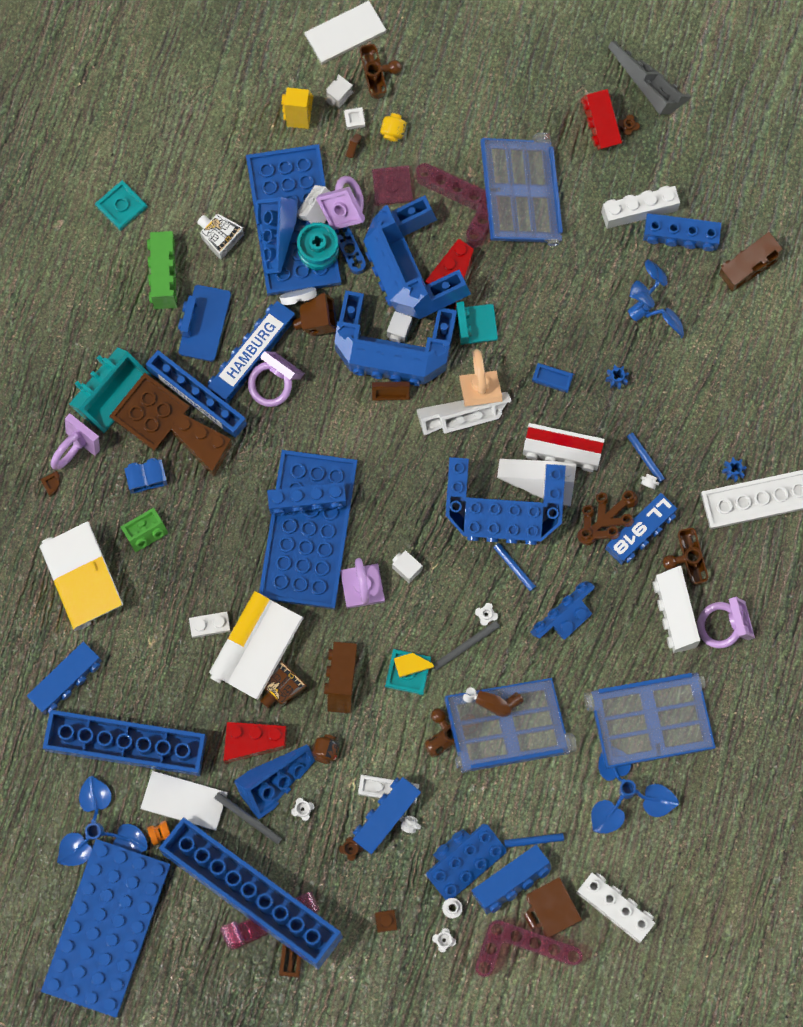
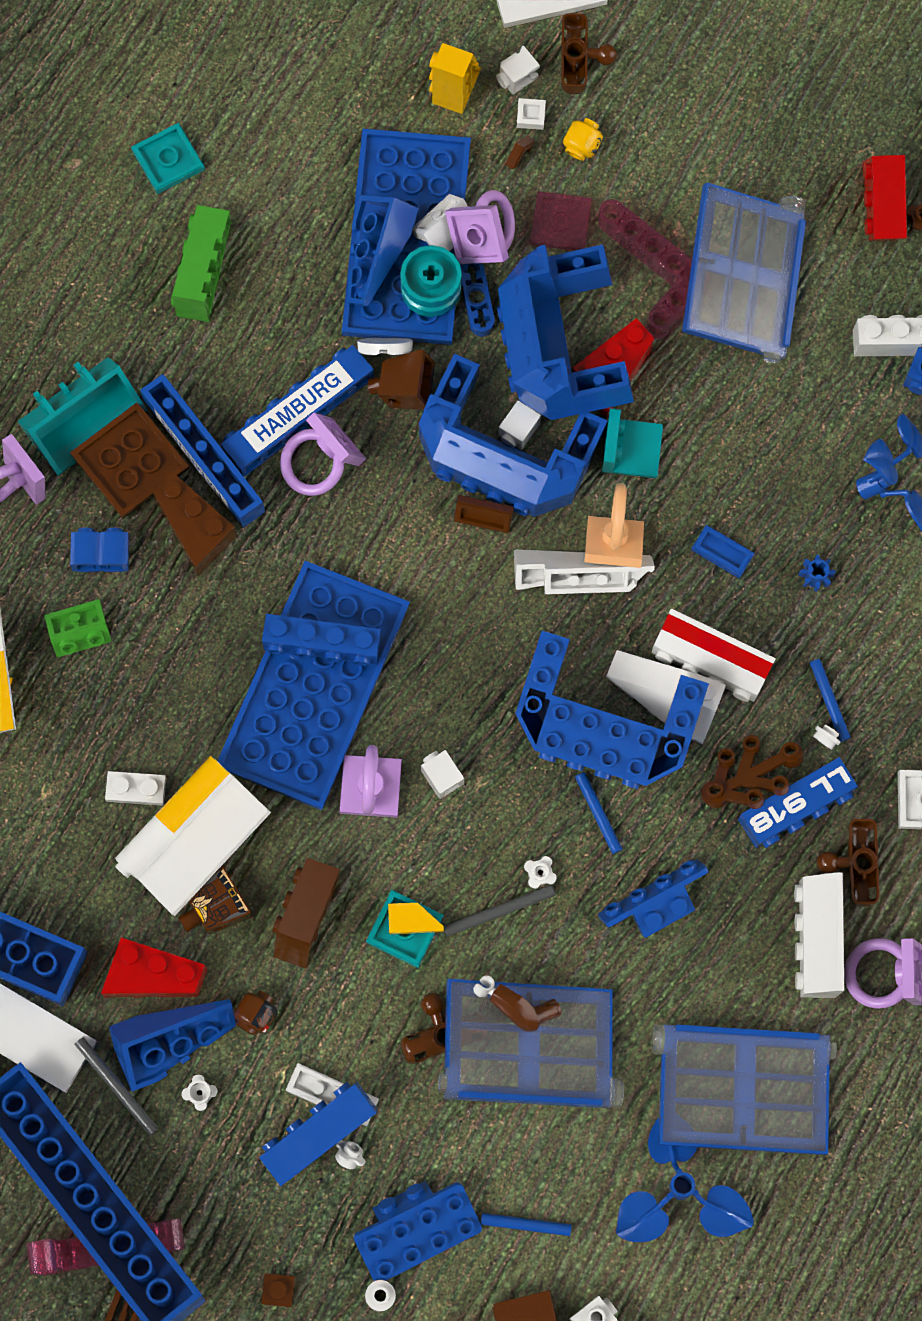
camera: 10 degrees right, 0 degrees up
(203, 322) = (240, 351): blue bracket -> none
(220, 234) = (297, 231): white torso -> none
(345, 849) = (245, 1168): reddish brown plate -> none
(511, 880) = (478, 1276): blue brick -> none

